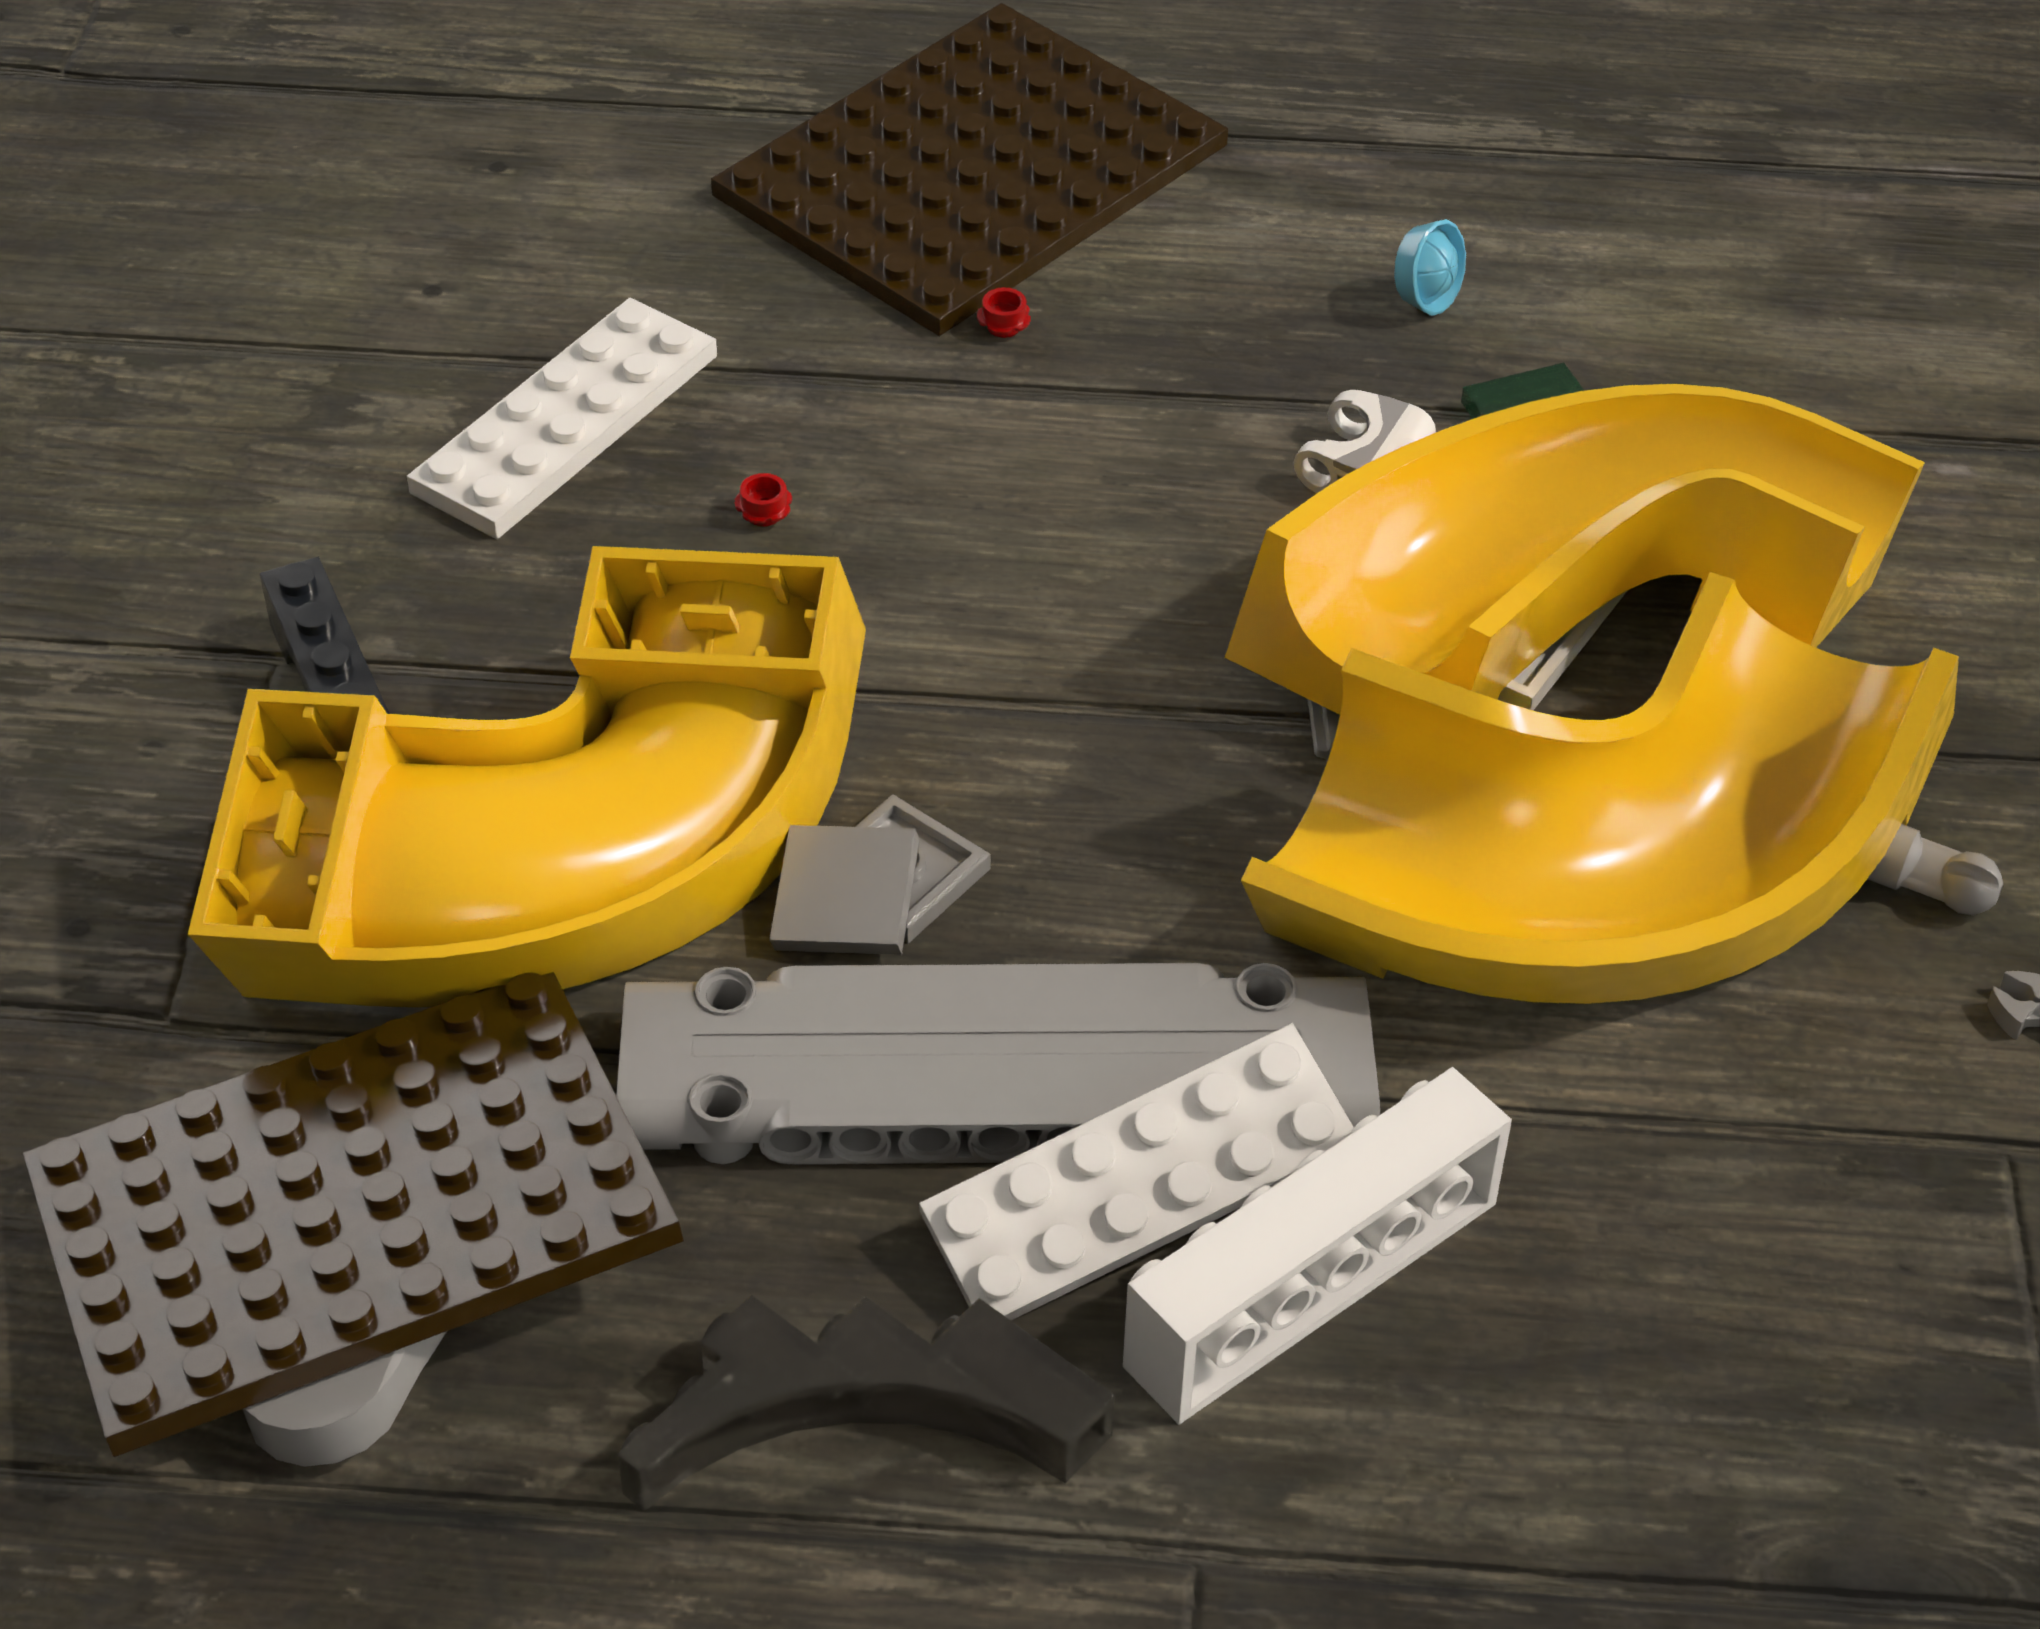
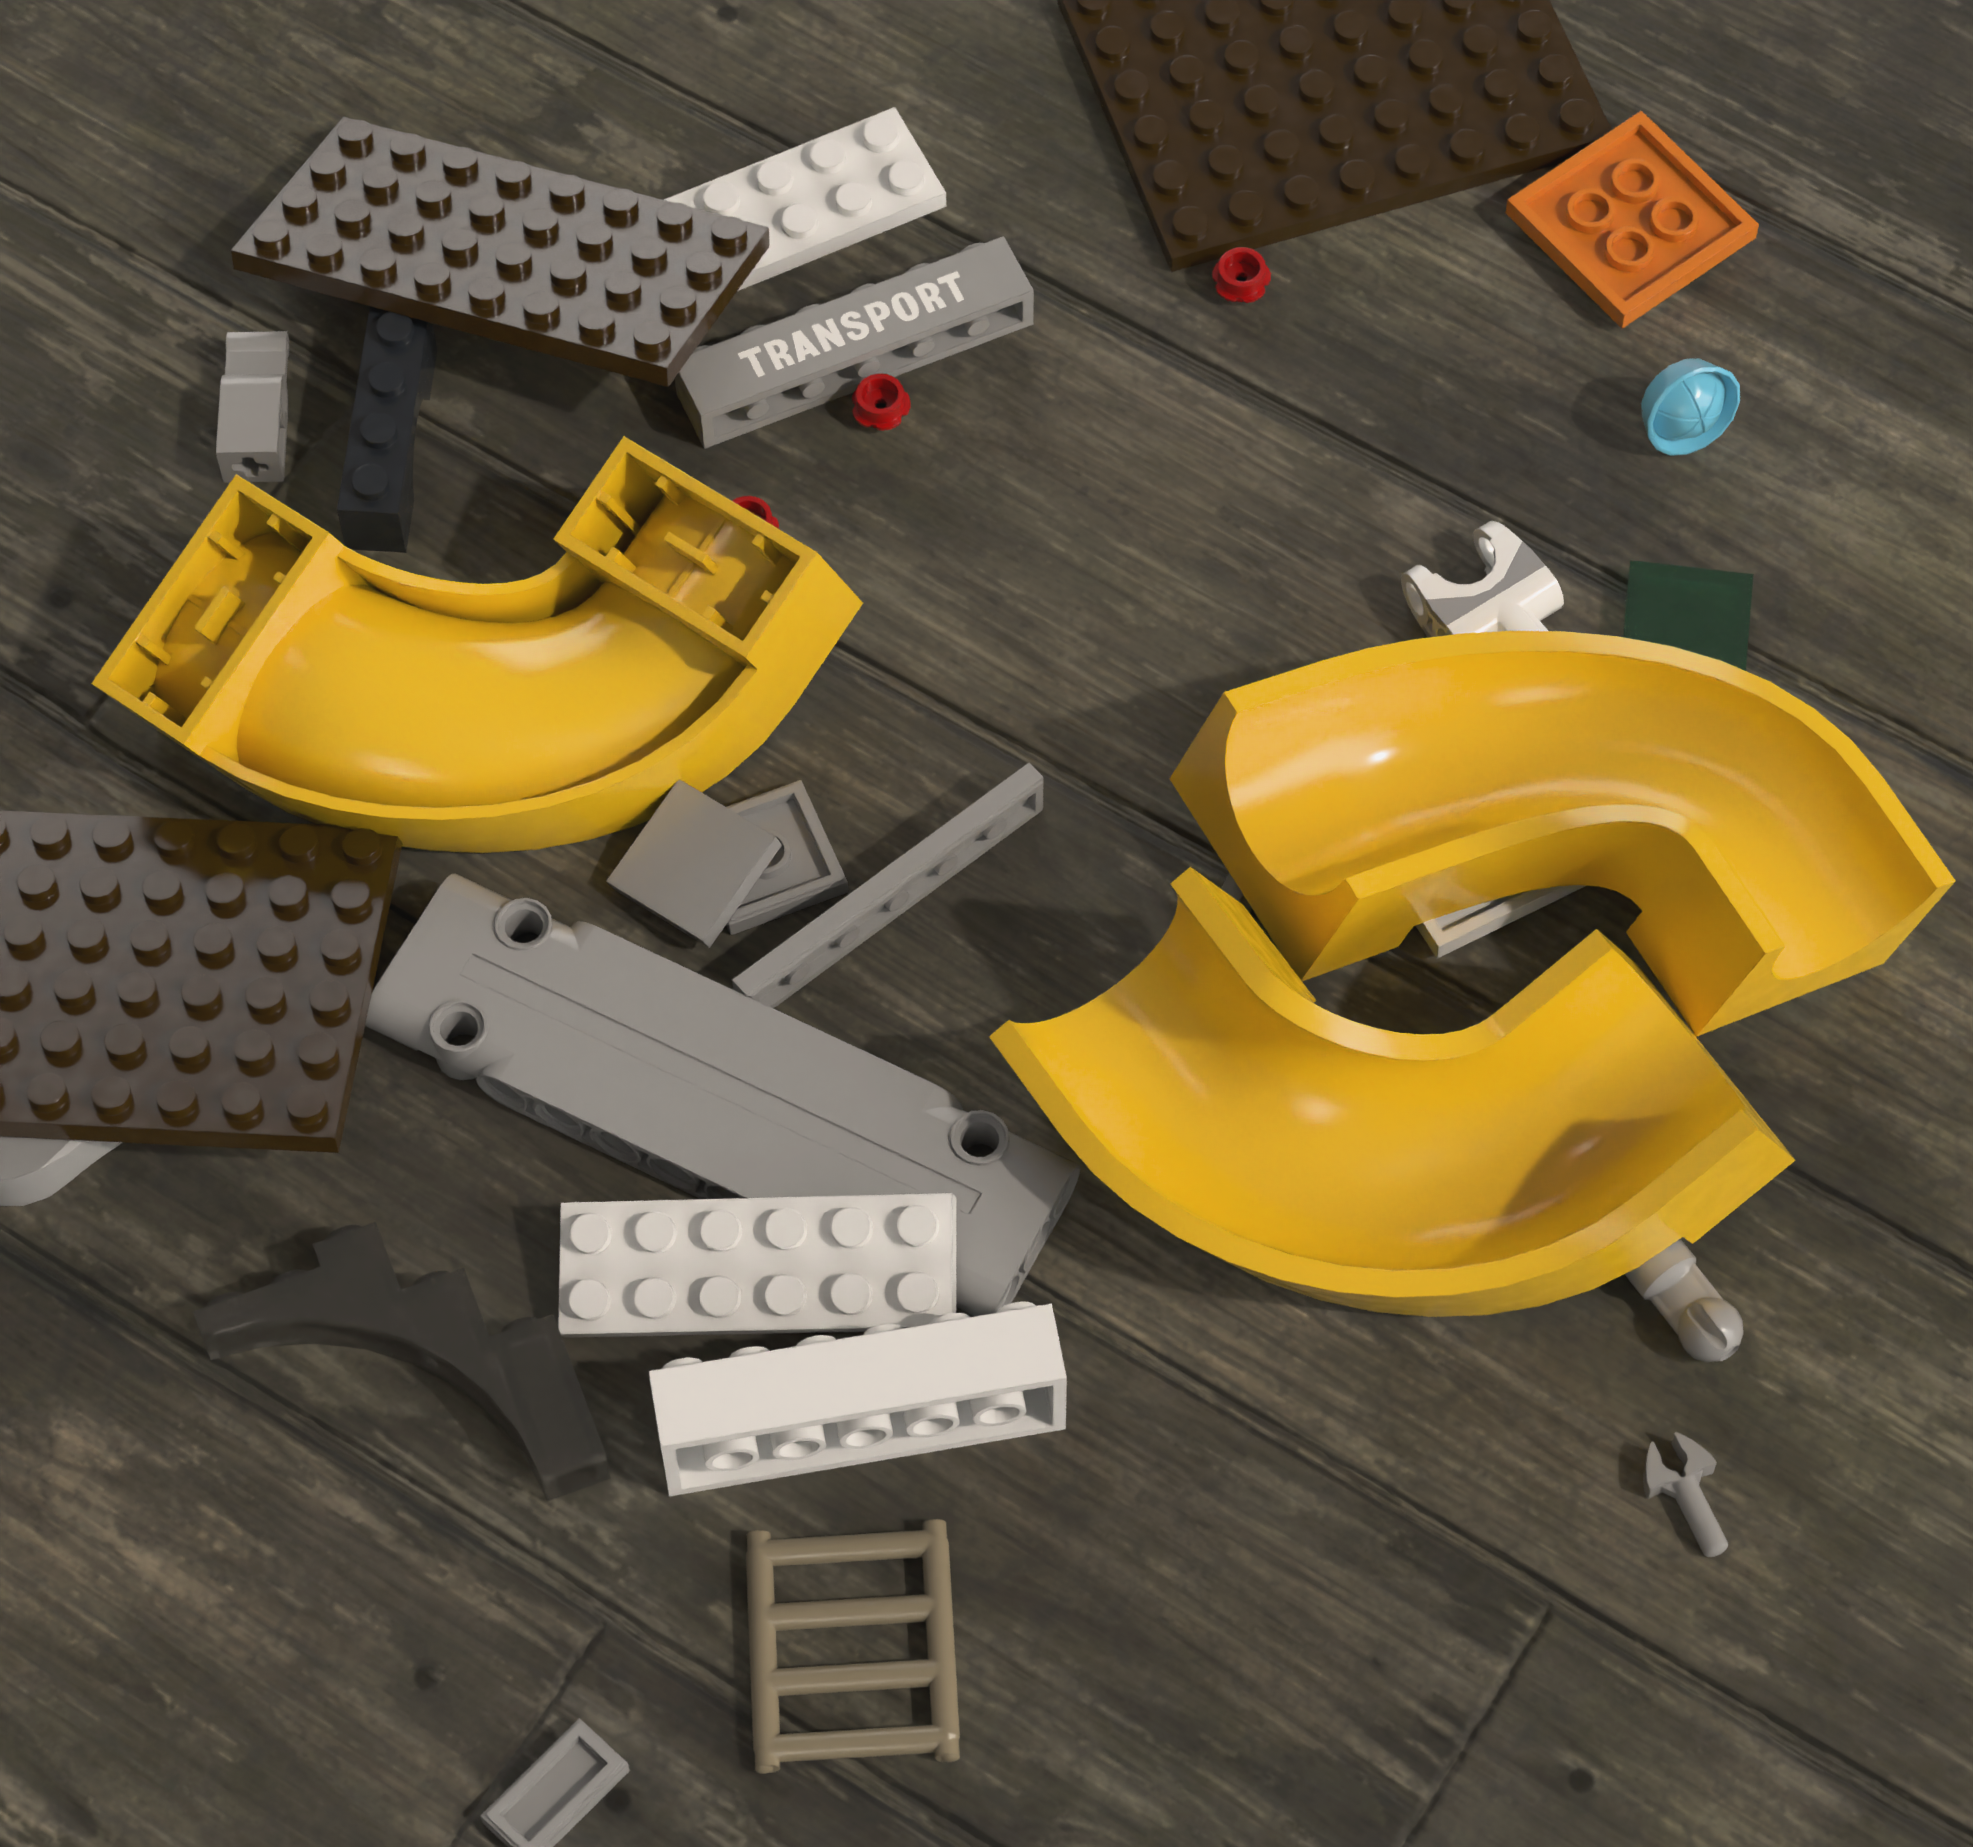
camera: 30 degrees right, 15 degrees up
(185, 703) = (253, 407): none -> light grey piece
(353, 492) = (503, 250): none -> plate
(702, 466) = (837, 344): none -> light grey brick
(1041, 836) = (893, 889): none -> light grey tile
(1283, 175) = (1631, 219): none -> orange plate
(1396, 1538) = (935, 1672): none -> dark tan bar

